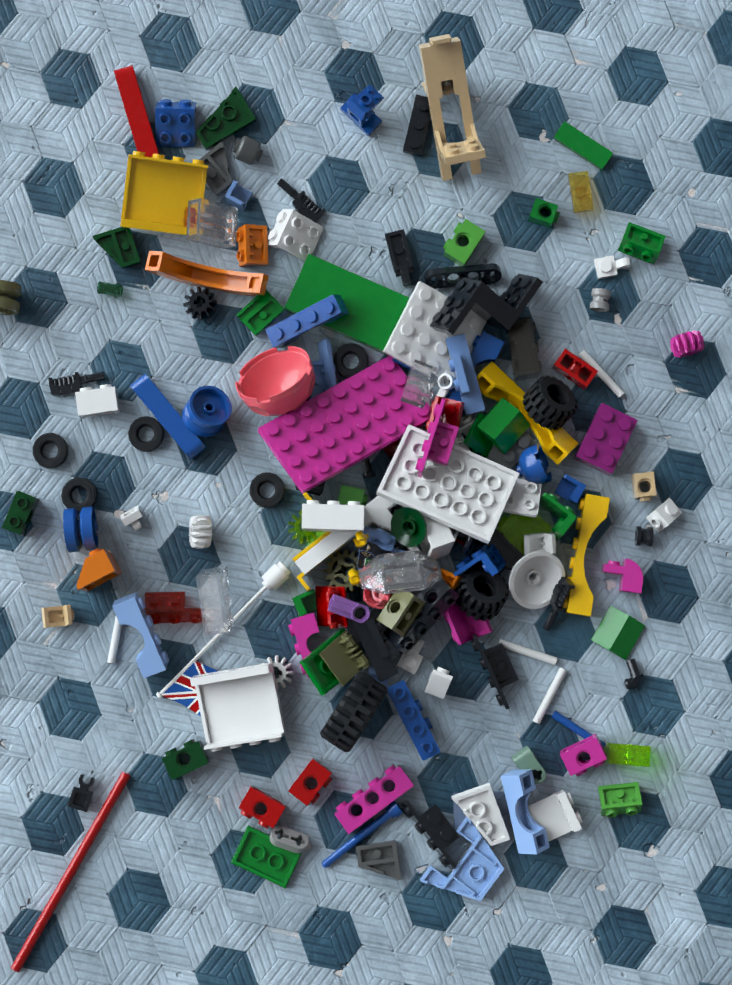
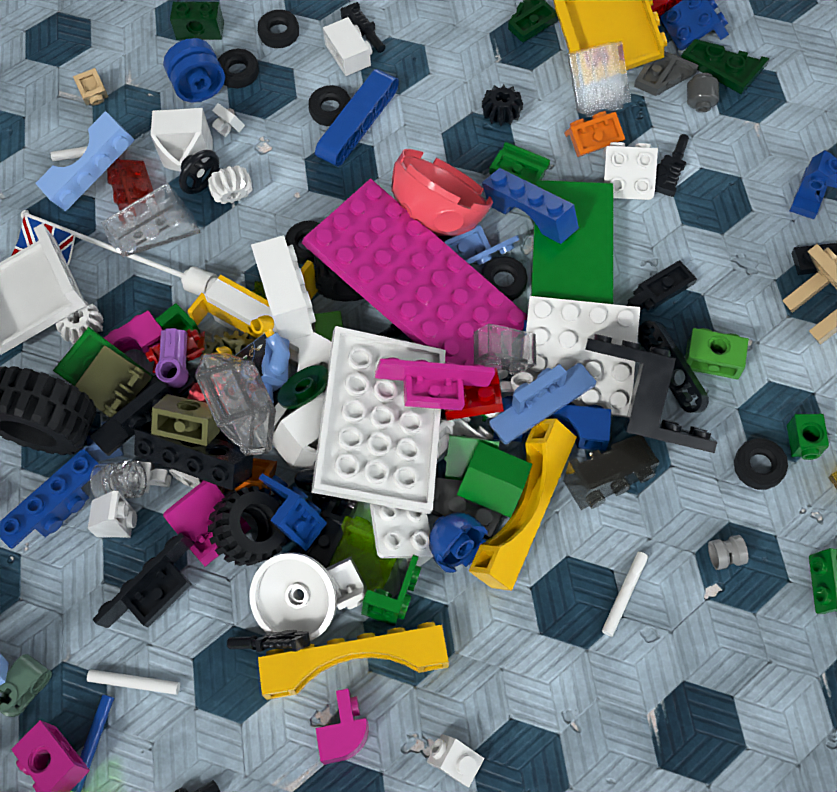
camera: 75 degrees right, 20 degrees down
(97, 569) = (145, 86): orange slope -> none
(110, 289) = (480, 26): clear green pin -> none
(150, 557) = (185, 145): none -> white piece
(206, 276) = (533, 88): orange arch -> none
(206, 411) = (376, 141): blue wheel -> none
(238, 196) = (645, 100): medium blue panel -> none
(418, 670) = (125, 477): none -> clear wheel
(528, 652) = (189, 632): white bar -> none
(550, 402) = (551, 526): black tyre -> none
(558, 242) = (764, 447): none -> black tyre
(570, 489) = (442, 606): blue panel -> none
(574, 369) = (614, 548): red brick -> none
(605, 439) = (533, 628): magenta brick -> none
(608, 267) = (780, 548): white plate -> none
(617, 632) = (253, 752): green slope -> none
(644, 536) = (411, 738): black wheel -> none
(647, 477) = (493, 698): tan brick -> none
(687, 344) = (725, 699): dark pink gear -> none

